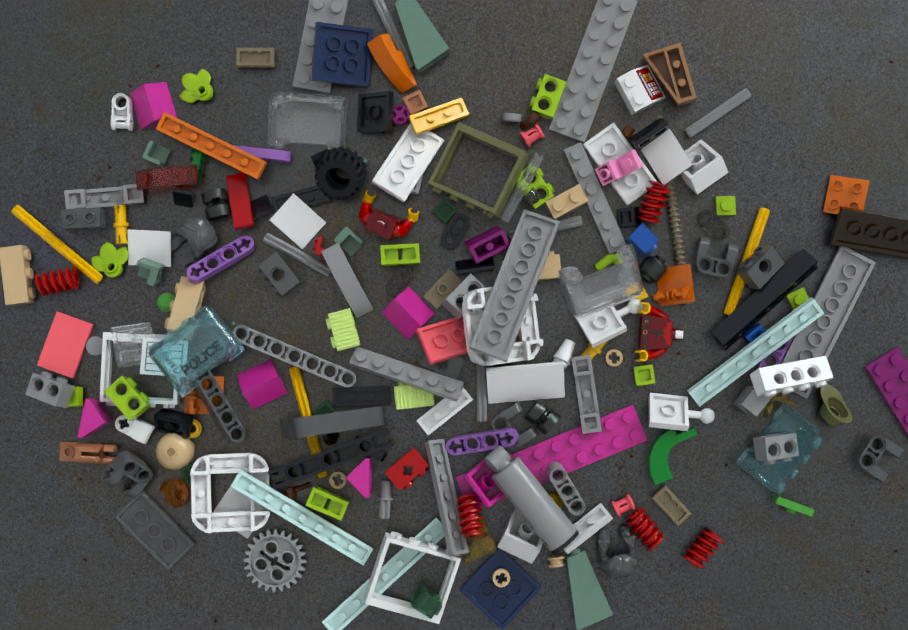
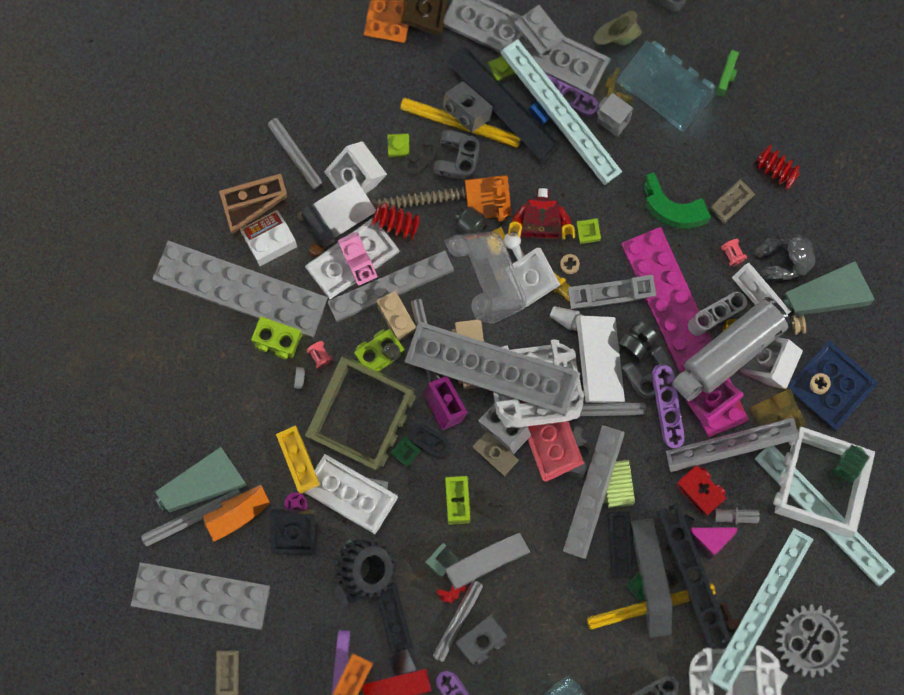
camera: 90 degrees left, 10 degrees down
(261, 384) = (608, 660): dark pink slope -> none
(285, 354) = (577, 610): light grey beam -> none
(297, 221) = (419, 621): white sticker -> none
(307, 119) = (300, 608): clear windscreen -> none
(327, 502) = (743, 579): lime brick -> none
(332, 481) = (713, 564): tan bush -> none
(341, 54) = (226, 570): dark blue plate -> none
(343, 329) = (544, 565): yellowish green brick -> none
(382, 222) = (420, 520): torso -> none
(408, 312) = (523, 492): dark pink slope -> none
(415, 102) = (281, 486): nougat plate -> none
(442, 412) = (637, 453): white plate -> none
(469, 266) = (469, 424): black slope -> none
(469, 516) = (752, 416): red piece -> none
(521, 187) = (381, 363): clear axle -> none
(532, 118) = (303, 358): reddish brown tile -> none
(606, 261) = (460, 271): lime arm -> none
(628, 217) = (412, 249): black slope -> none
(642, 240) = (437, 231): blue brick -> none
(645, 528) = (758, 227): red piece -> none
(673, 412) = (629, 199): white plate -> none
(764, 377) = (587, 72): white brick -> none
(775, 447) = (664, 89): light grey brick -> none
(833, 333) = (539, 30): none -> light grey plate

